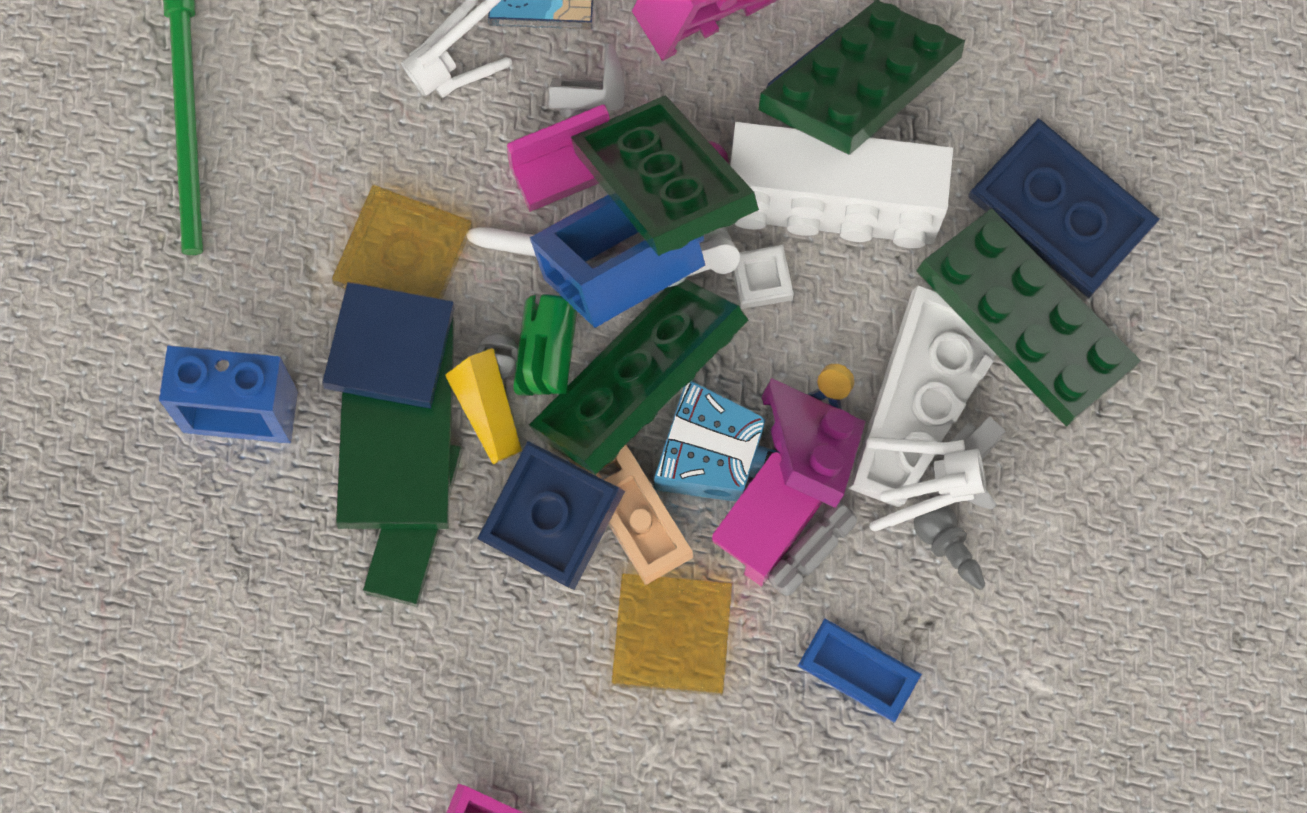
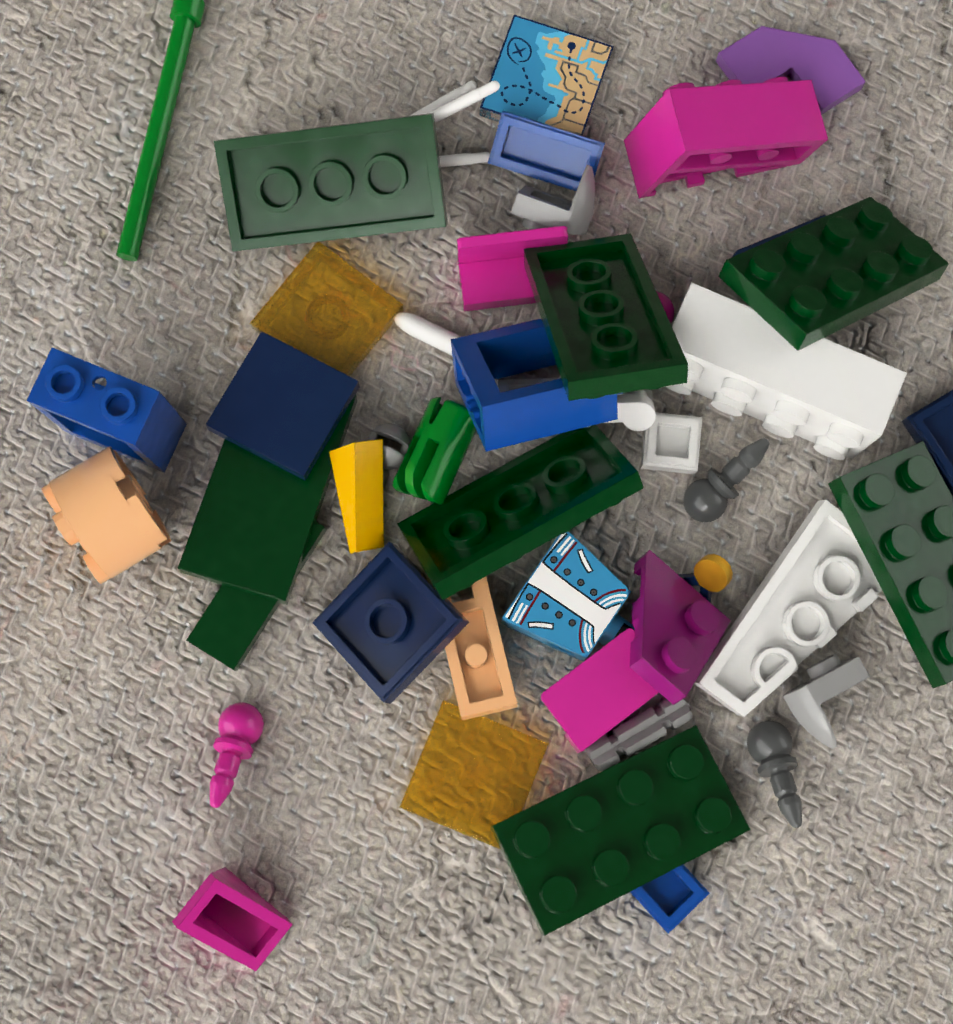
camera: 20 degrees right, 5 degrees up
(255, 491) = (105, 513): none -> light nougat brick
(371, 126) = (332, 182): none -> dark green plate
(438, 658) = (238, 728): none -> dark pink bar
(560, 42) = (543, 151): none -> tile
(810, 318) = (708, 497): none -> dark grey bar
(820, 640) = (619, 830): none -> dark green plate
(956, 478) = (806, 710): white plant -> none

